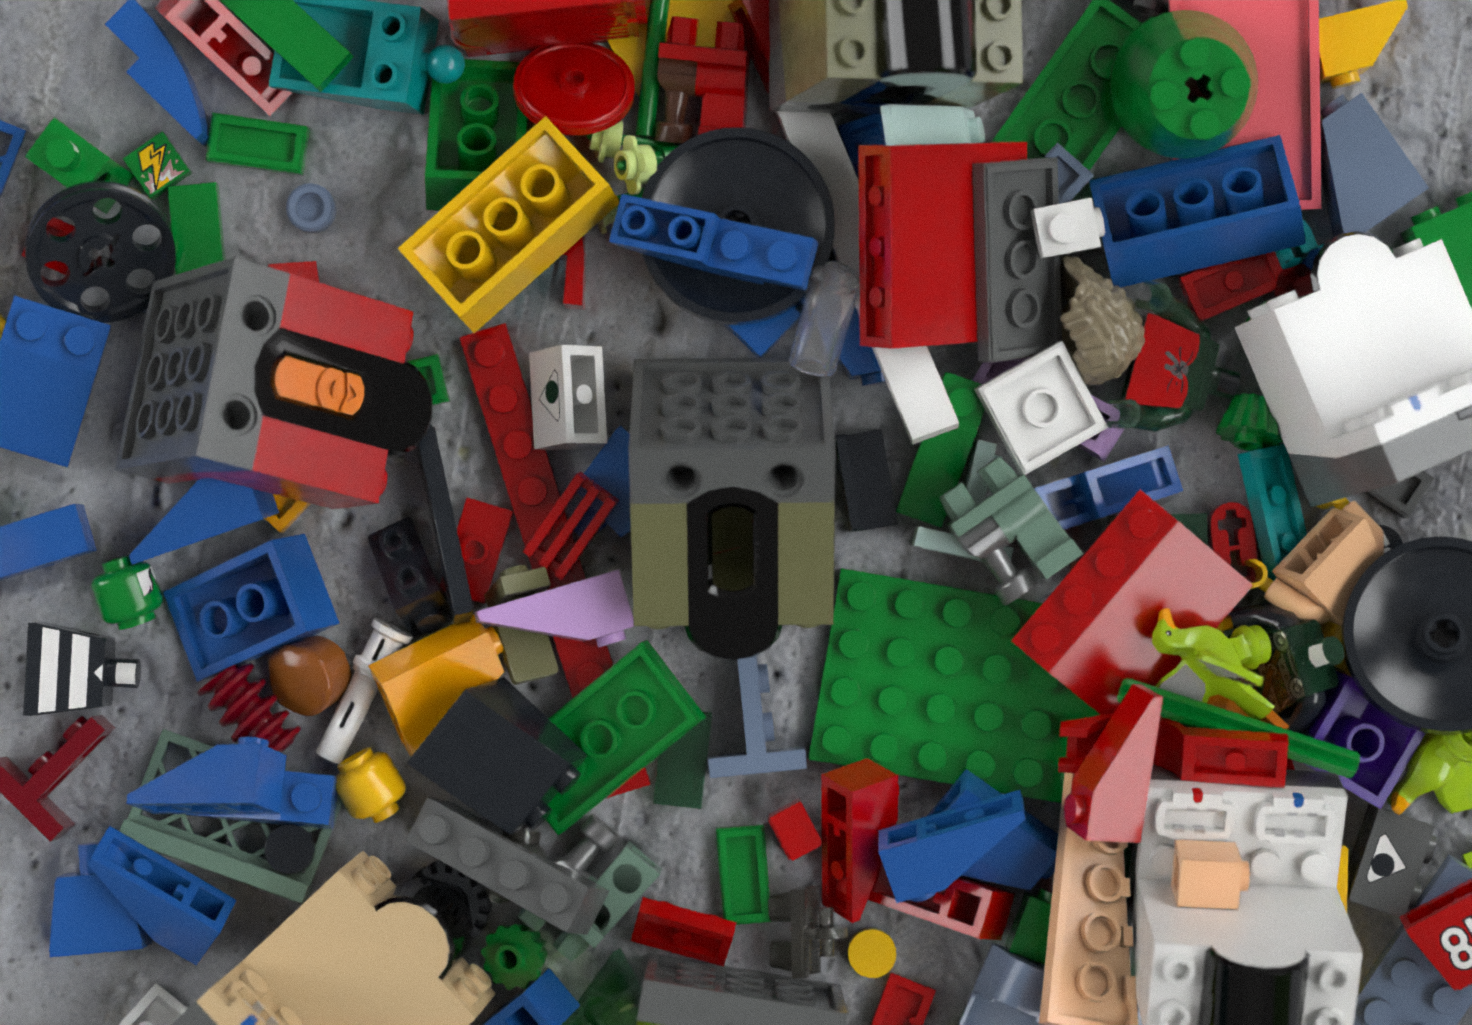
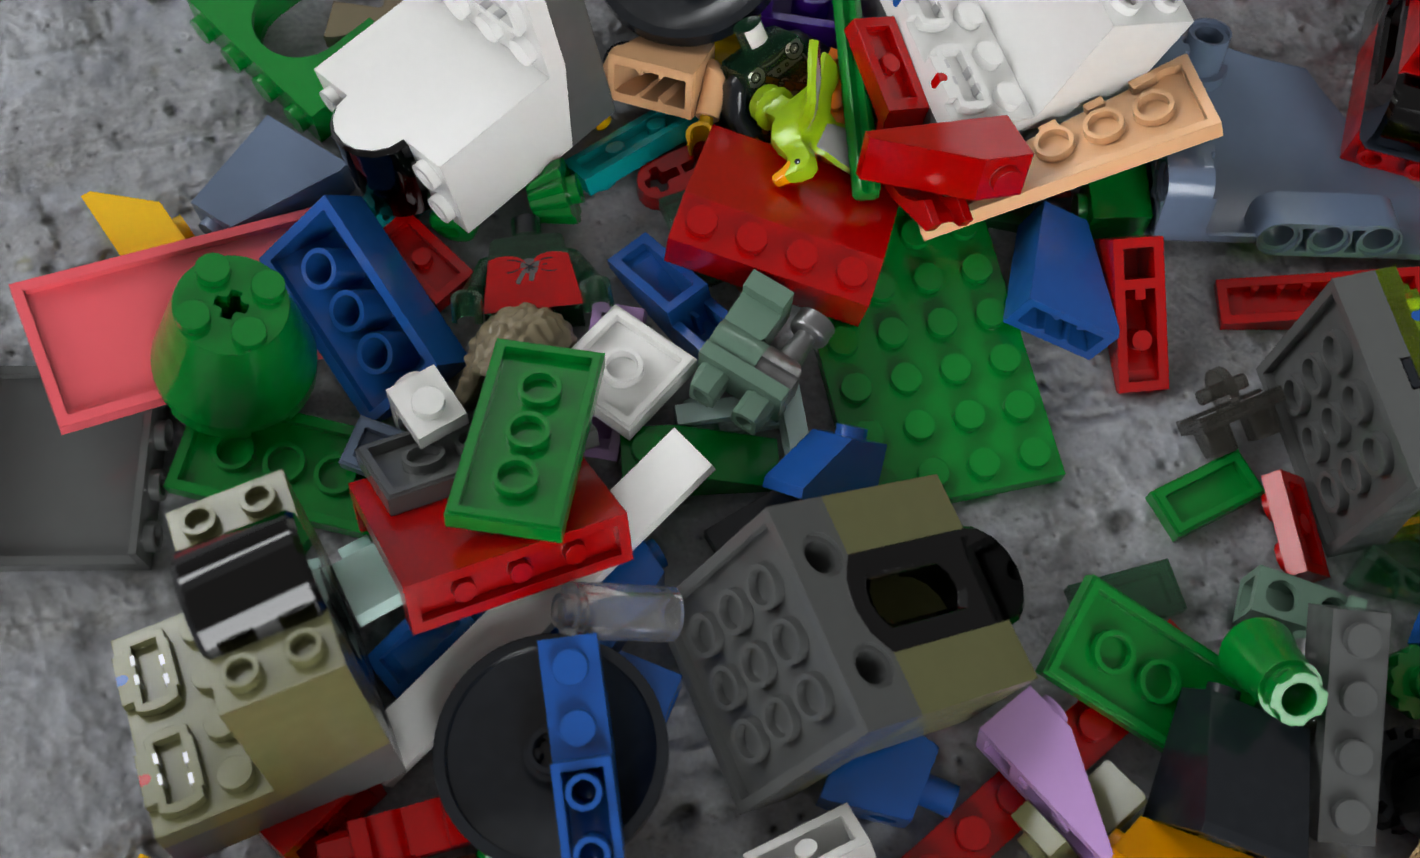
camera: 115 degrees left, 20 degrees down
(548, 557) = (996, 815): red tile -> none
(565, 823) = (1270, 667): none -> green plant
(758, 730) = (1084, 519): sand blue bracket -> none
(794, 830) = (1140, 458): red slope -> none
(853, 808) = (1114, 395): red slope -> none
(871, 952) = (1213, 346): yellow tile -> none
(885, 549) = (828, 463): none -> blue slope
(939, 848) = (1093, 293): blue slope -> none
(990, 294) = (526, 441): none -> green tile
(1208, 874) = (1009, 44): light nougat brick -> none

